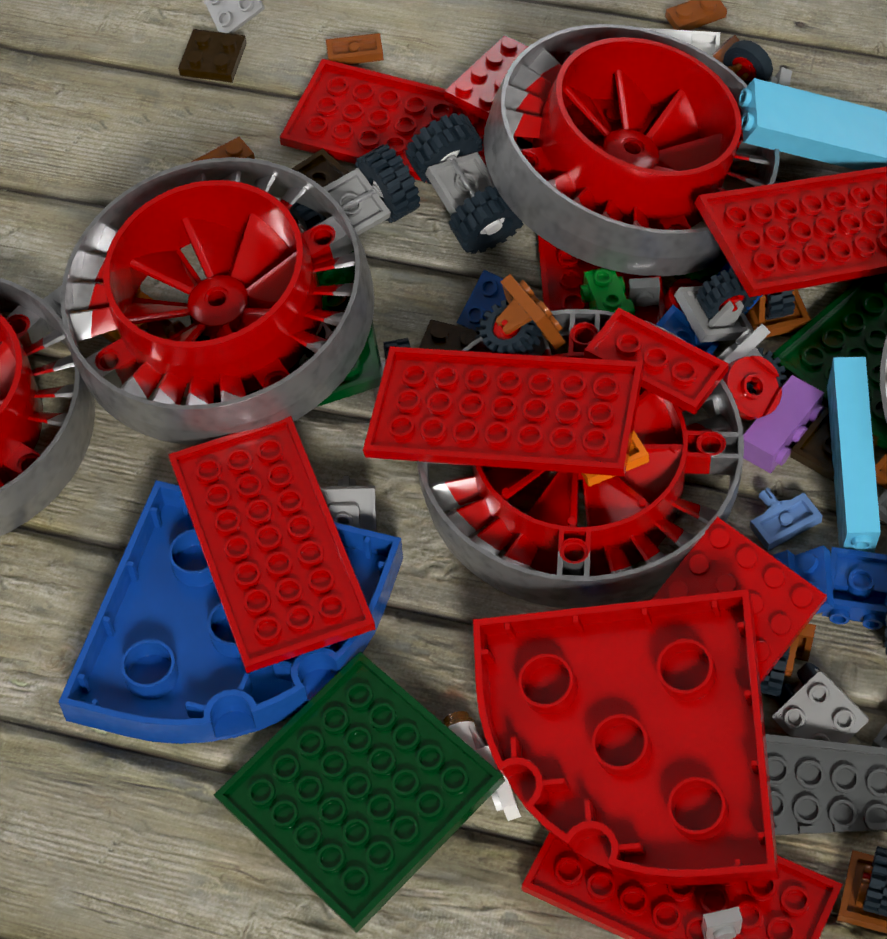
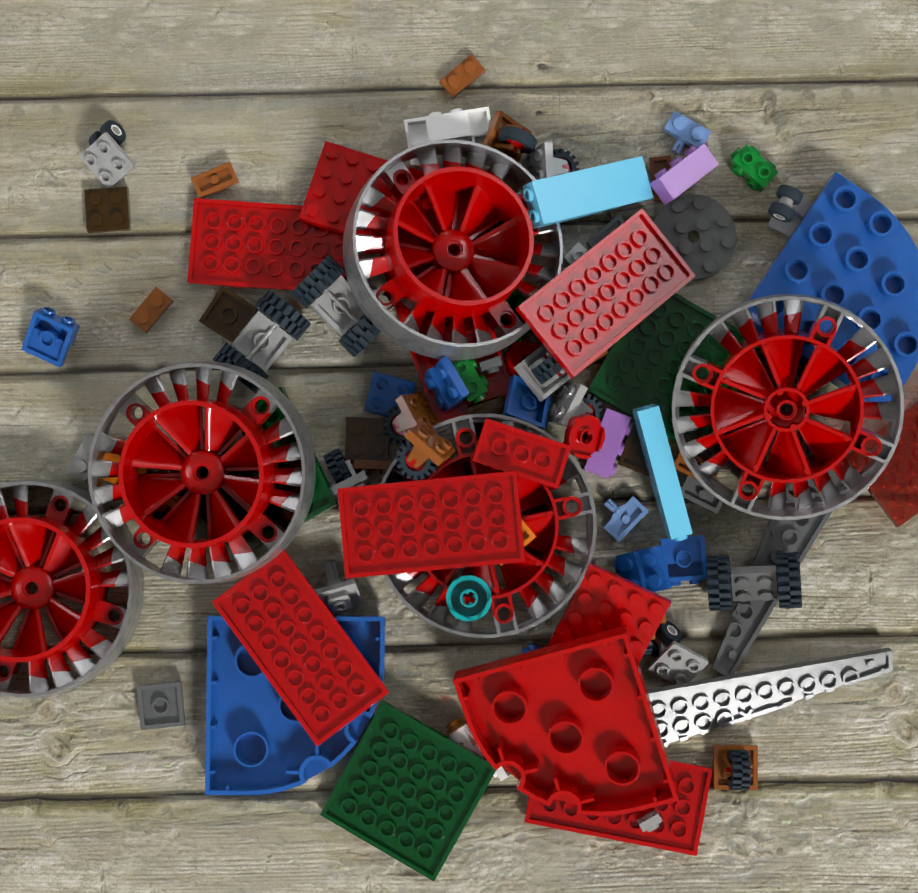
camera: 20 degrees left, 30 degrees up
(45, 597) = (161, 705): none -> dark grey plate
(87, 156) = (50, 336): none -> blue plate
(529, 505) = (472, 610): none -> teal brick
(578, 284) = (446, 384): none -> blue plate

